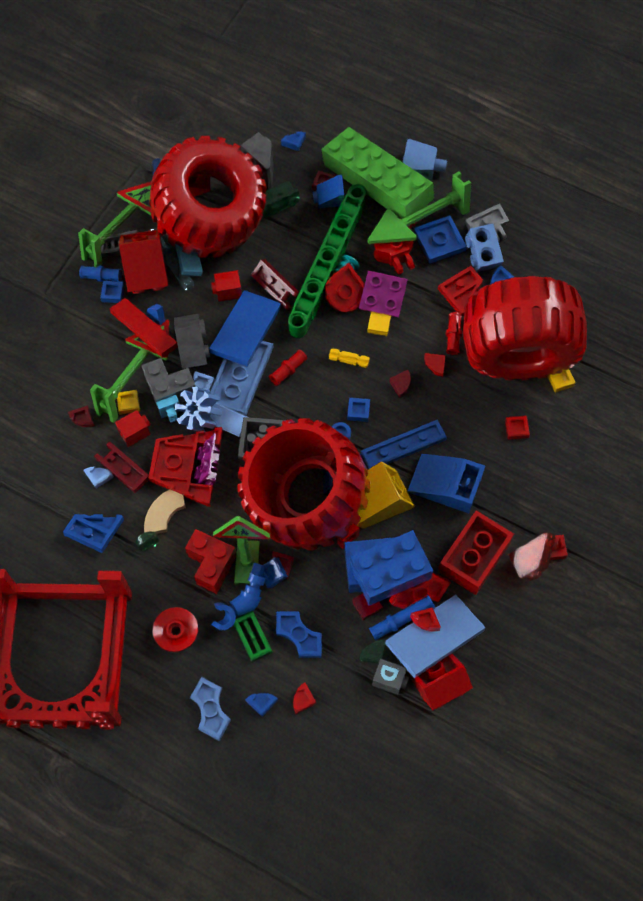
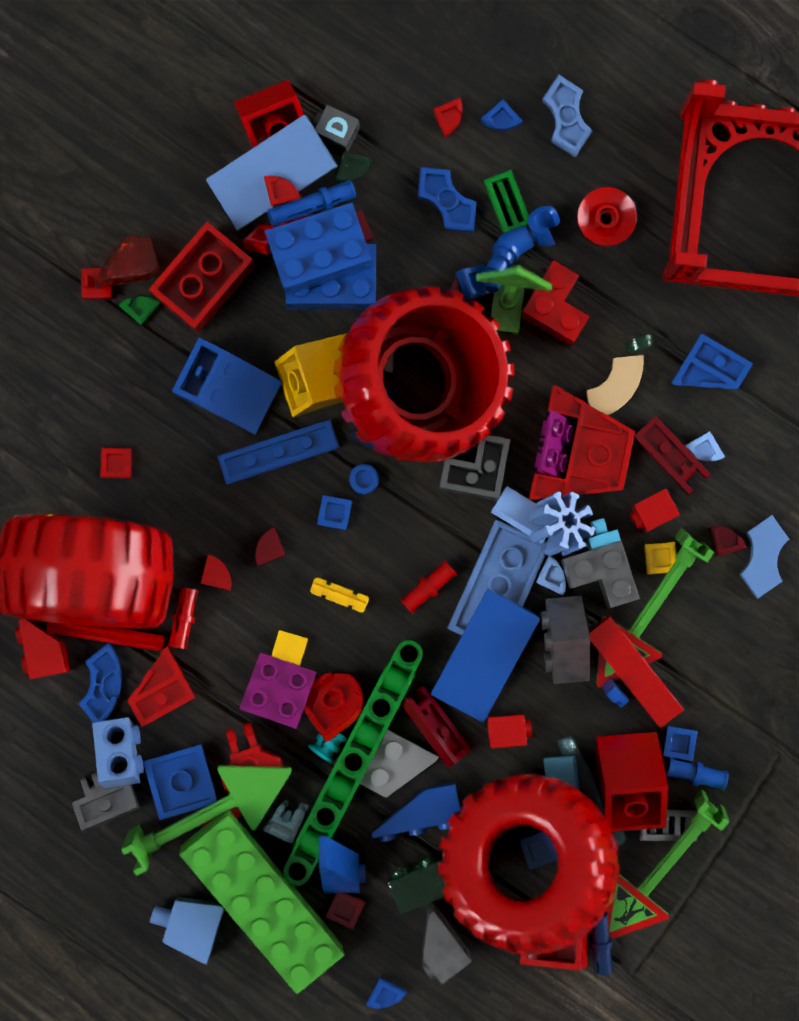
camera: 175 degrees left, 20 degrees up
(56, 402) = (766, 542): none -> medium blue tile
(277, 237) = (426, 809): none -> blue slope
(298, 262) = (395, 764): none -> light grey wing
(367, 216) = (283, 824): none -> clear light blue hinge
(521, 533) = (140, 308): none -> green tile

